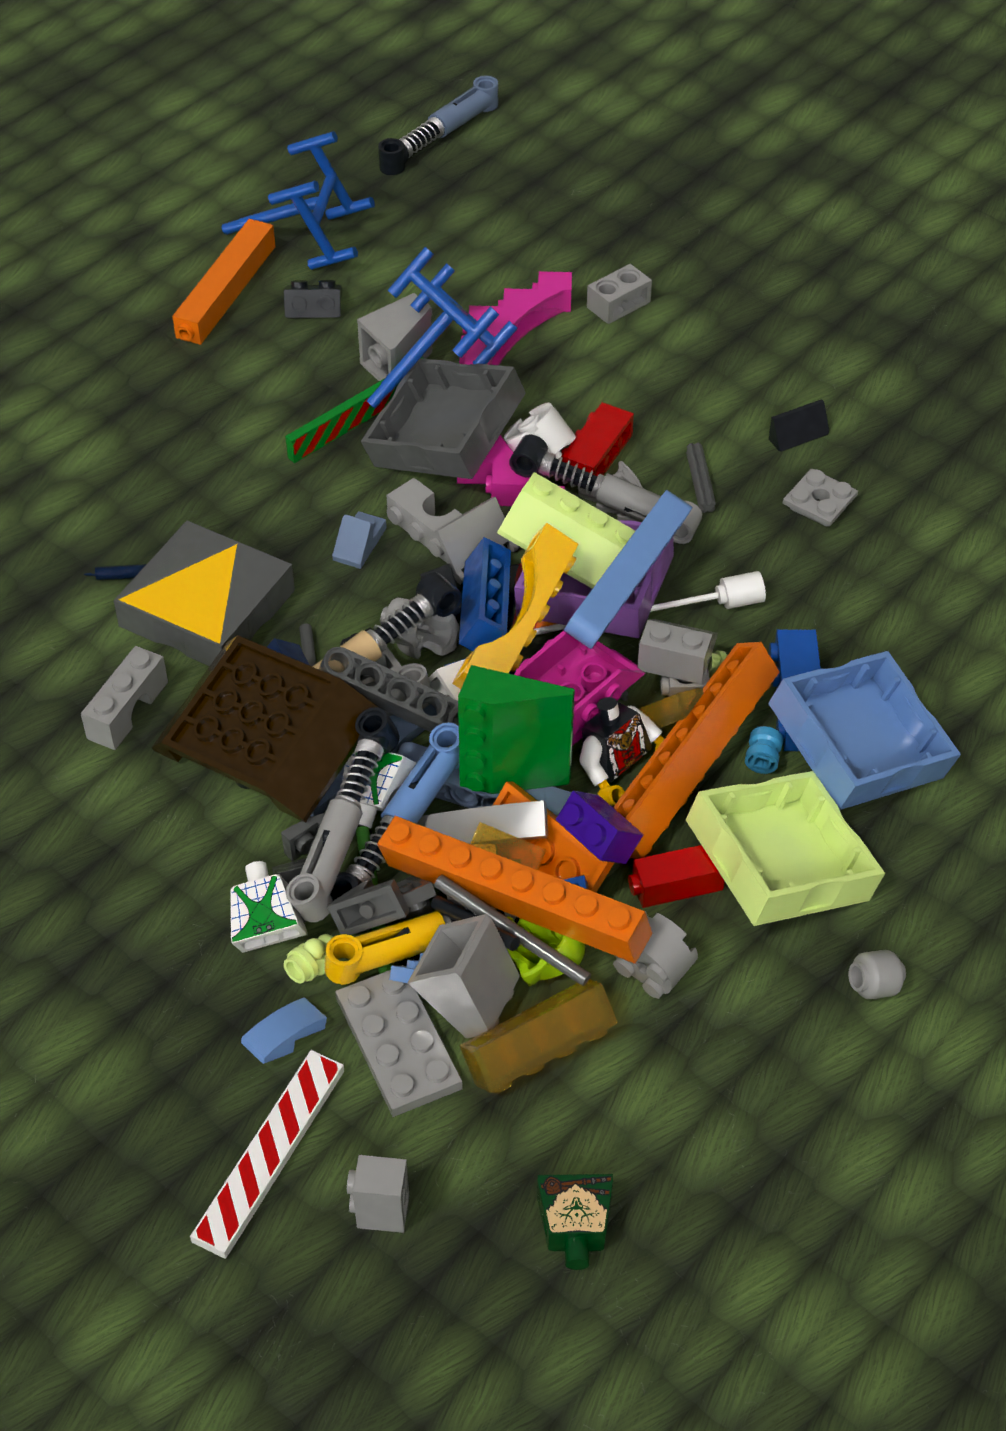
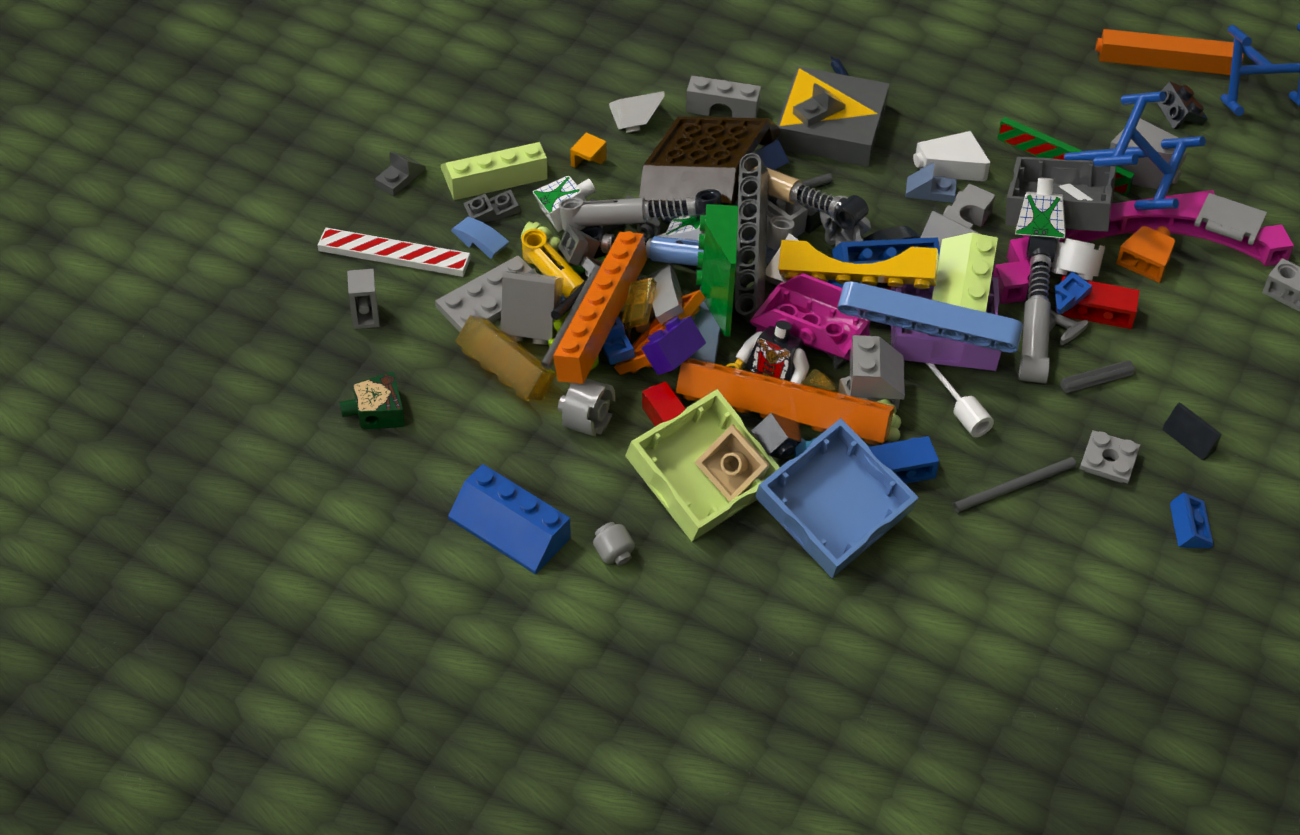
camera: 75 degrees right, 0 degrees up
(101, 795) = (635, 111): none -> white slope
(105, 1118) = (399, 174): none -> dark grey slope
(145, 989) = (495, 171): none -> yellowish green slope
(162, 865) = (588, 148): none -> light orange panel
(208, 595) = (818, 107): none -> dark grey slope
(222, 1007) = (494, 208): none -> dark grey slope
(323, 502) = (954, 157): none -> white slope
(433, 411) = (1075, 192): none -> white sticker
(498, 429) = (1042, 212): none -> torso
(521, 303) = (1230, 218): none -> light grey piece
(541, 381) = (1147, 252): none -> orange torso
(595, 455) = (1071, 292): none -> blue slope
(761, 760) = (778, 435): none -> slope
(788, 817) = (732, 463): none -> tan slope
(817, 1084) = (510, 519): none -> blue slope
(840, 586) = (1014, 484): none -> dark grey piece
(913, 465) = (1191, 522): none -> blue slope

